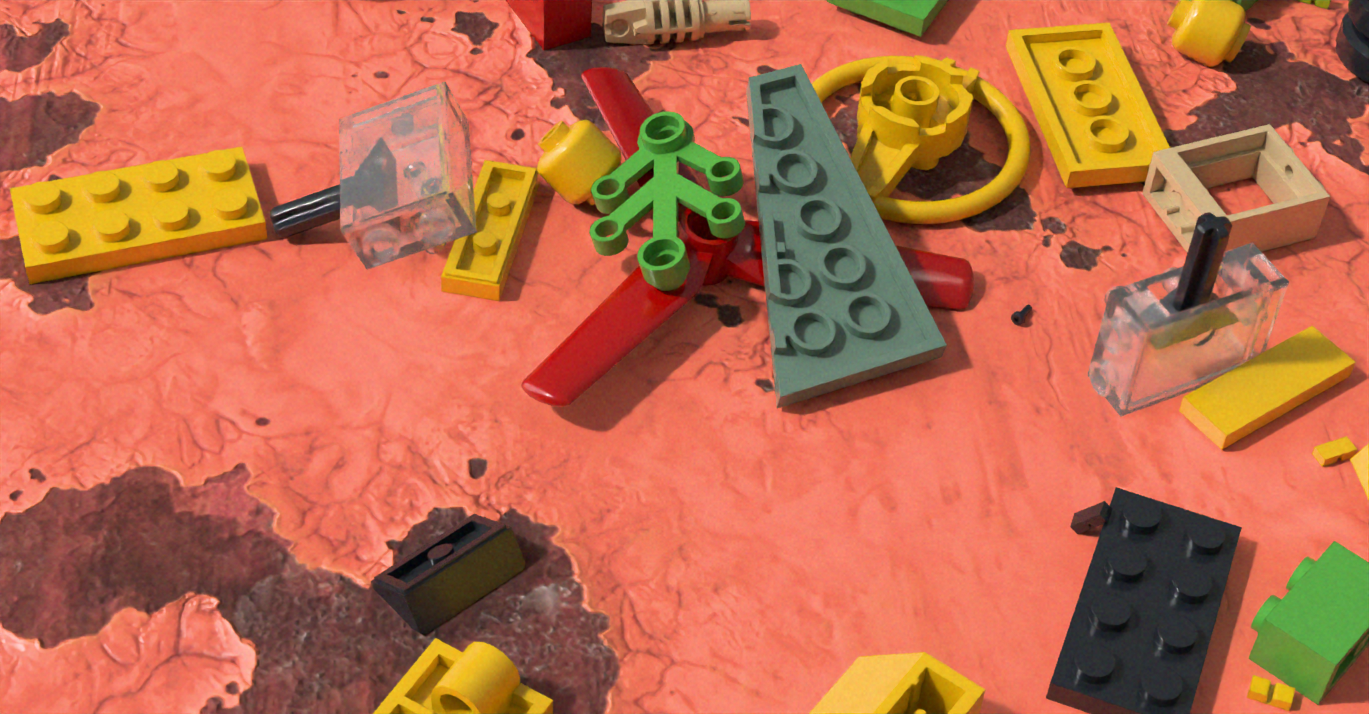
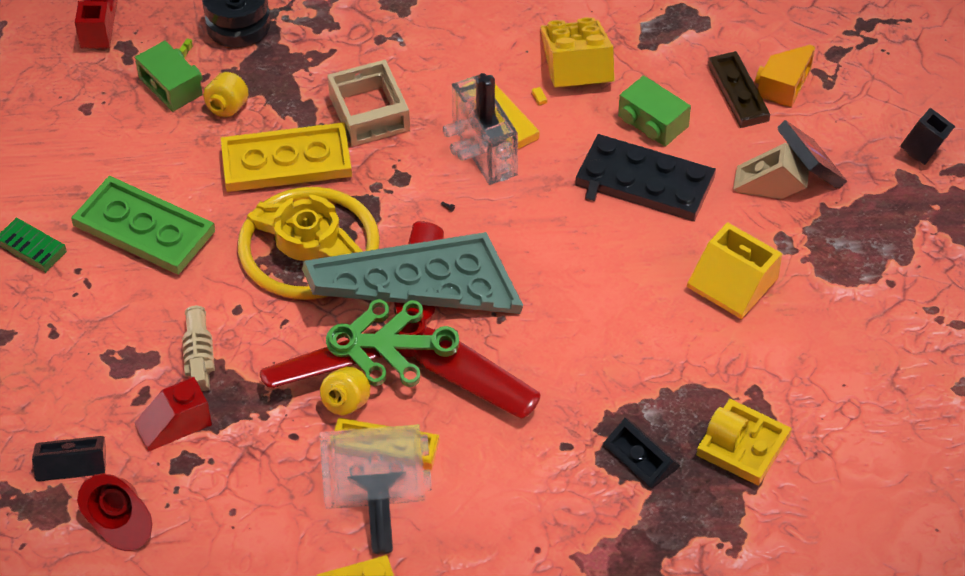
camera: 85 degrees left, 5 degrees up
(1277, 696) = (686, 140): yellow piece -> none

